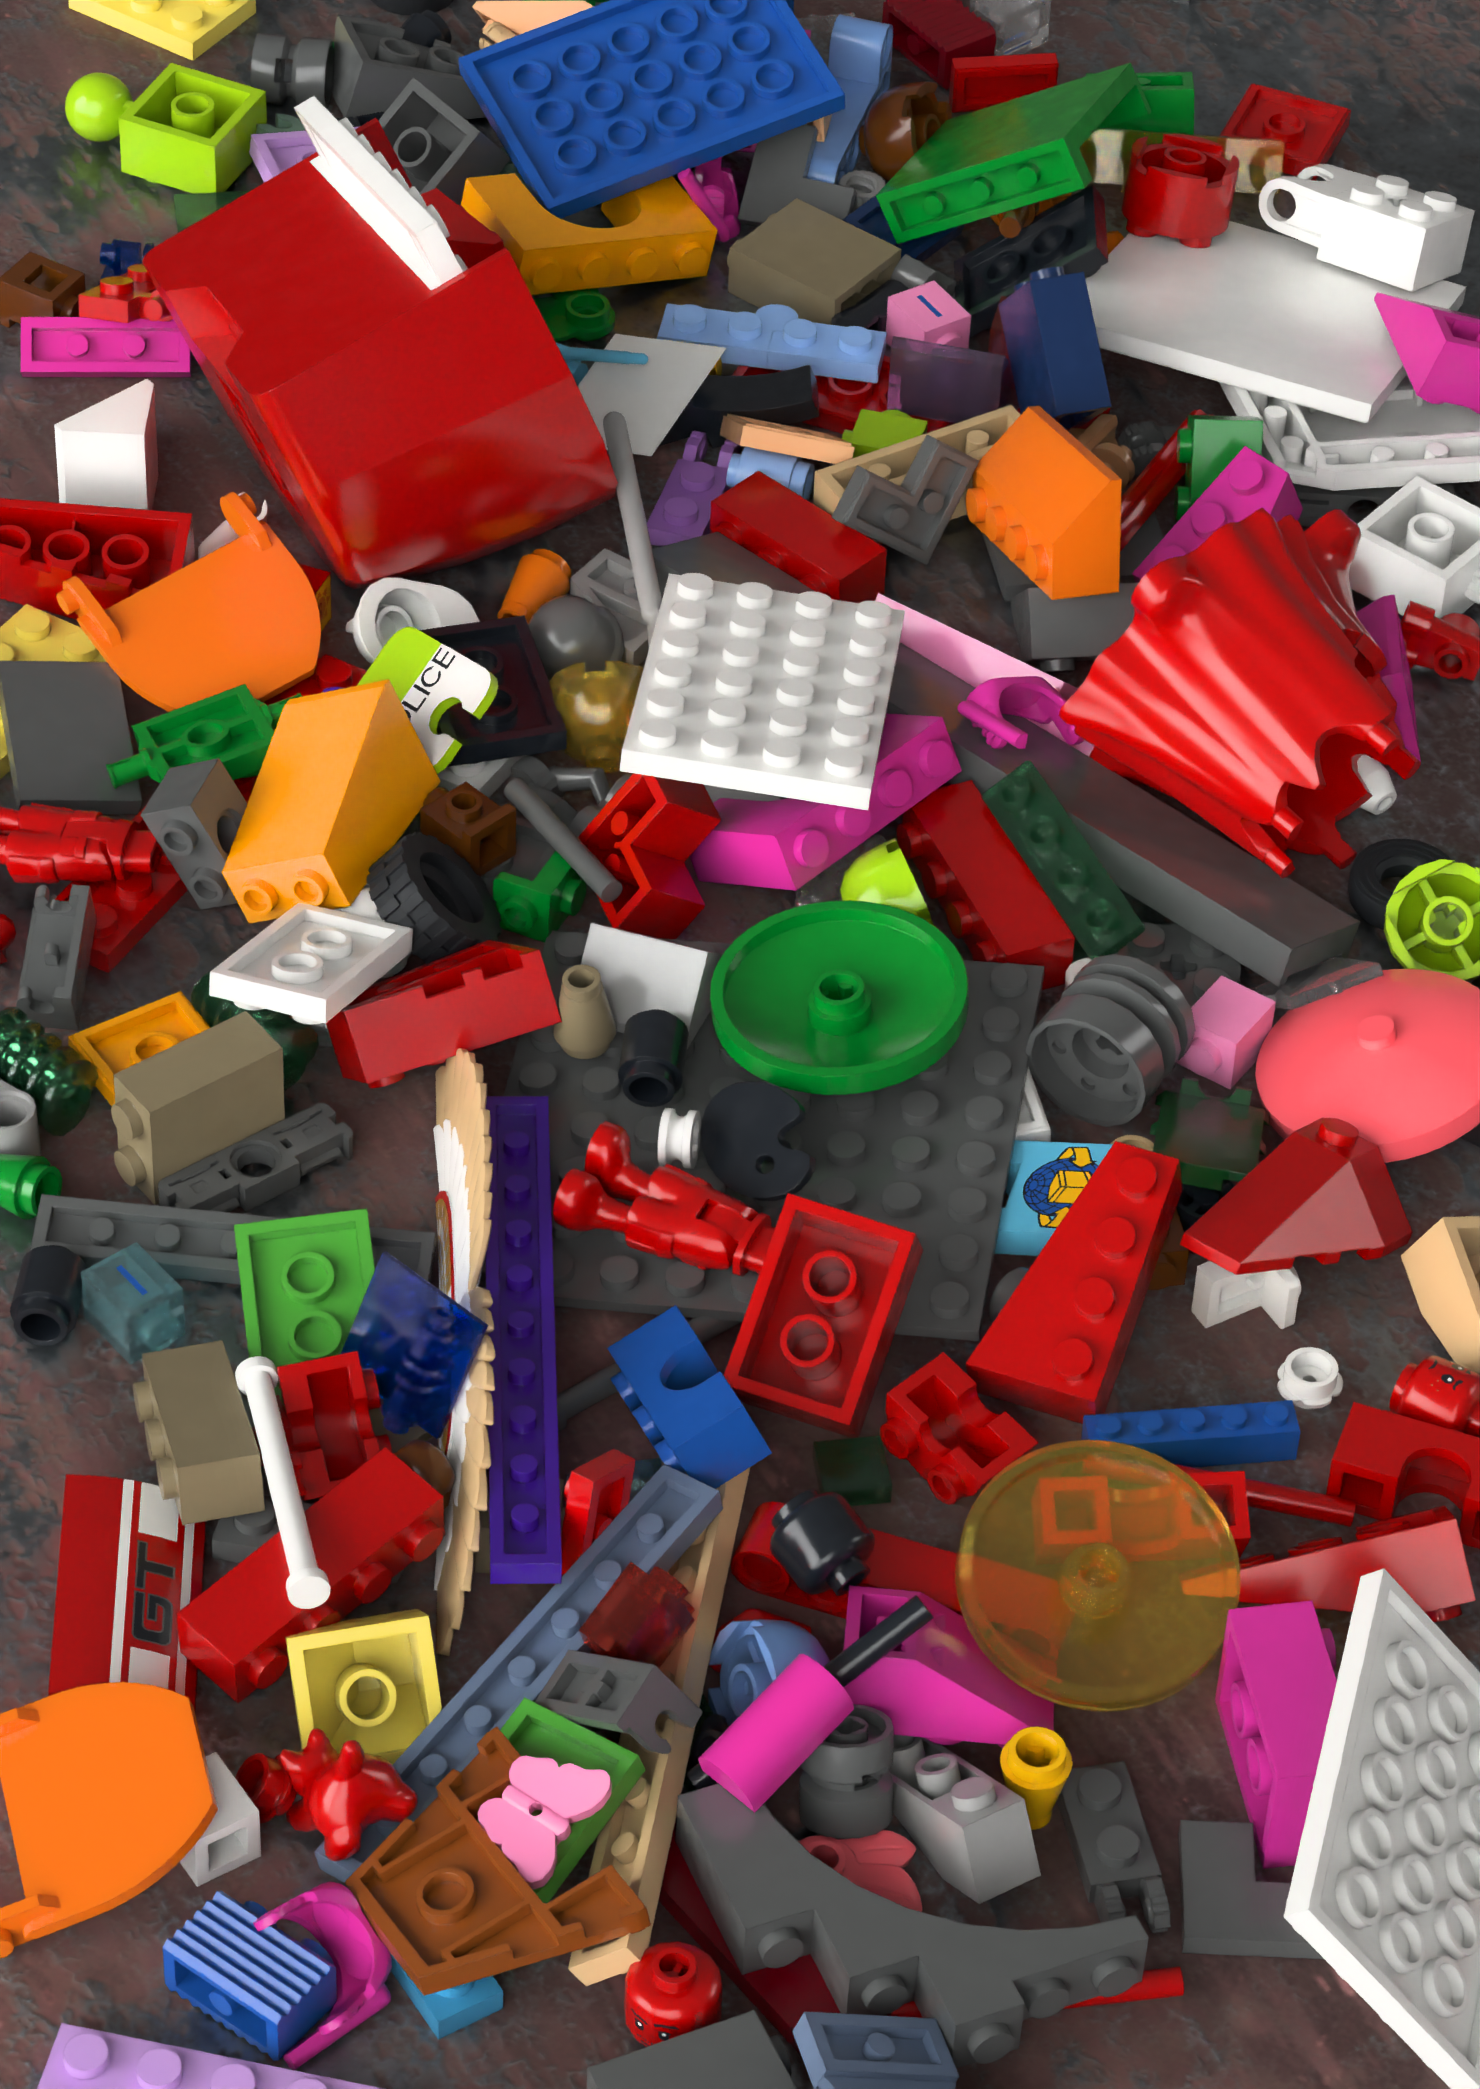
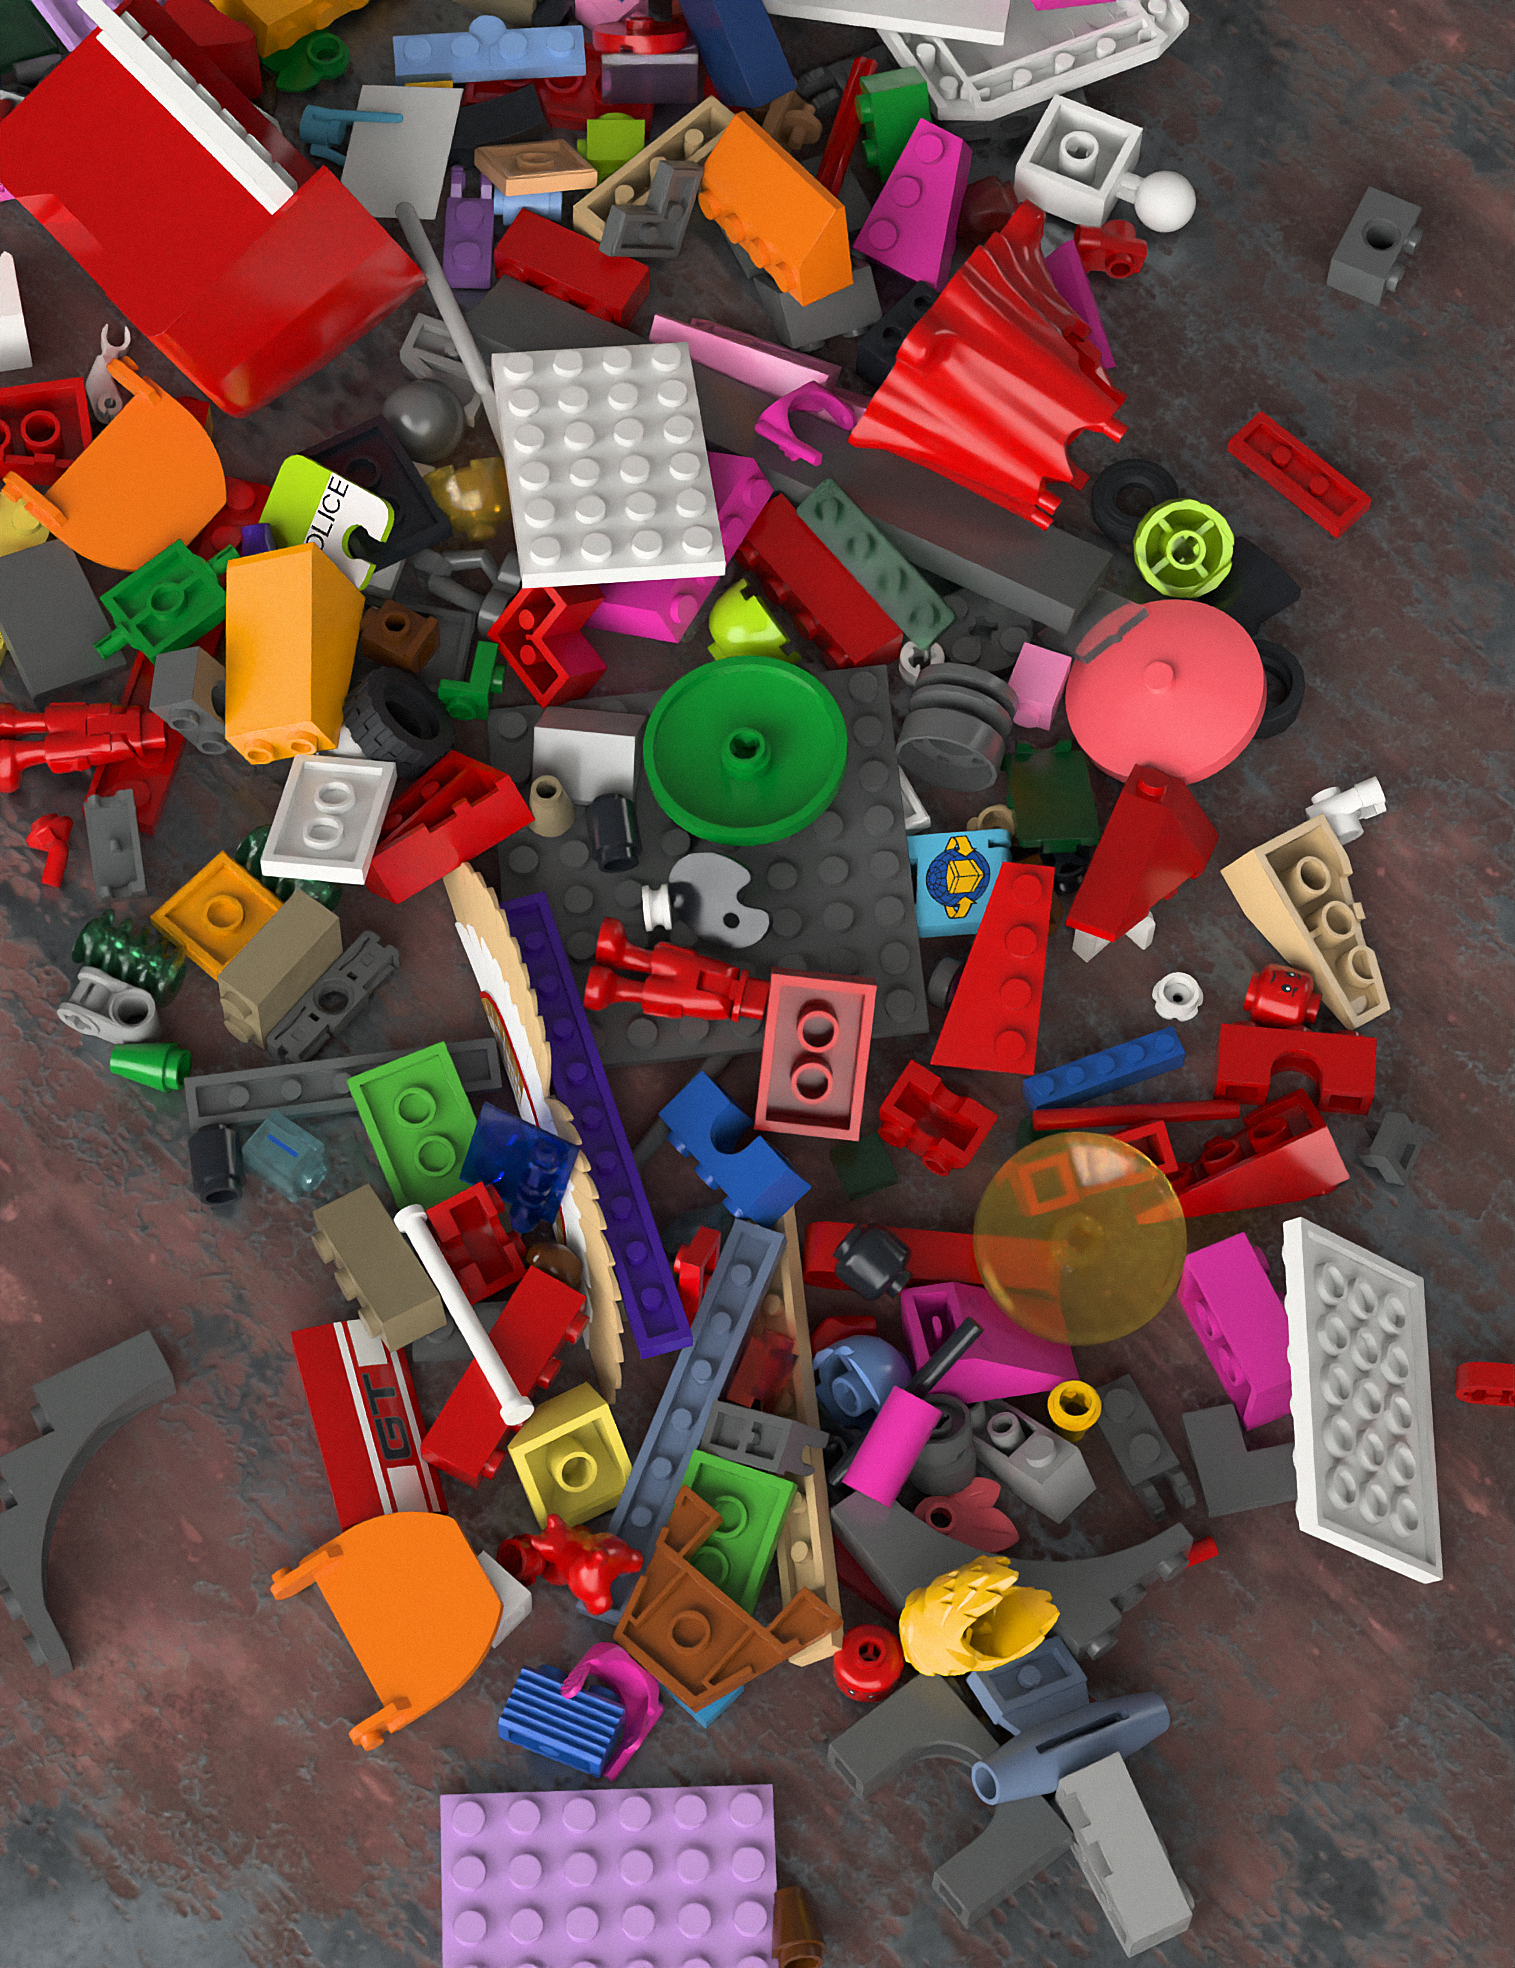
camera: 15 degrees left, 20 degrees up
(401, 604) = (285, 430): white piece -> none
(535, 582) = (372, 368): orange cone -> none
(563, 840) = (482, 638): dark grey bar -> none
(563, 1795) = (753, 1535): bright pink animal -> none
(812, 1938) = (974, 1619): none -> yellow head
(945, 331) = (641, 35): none -> red plate

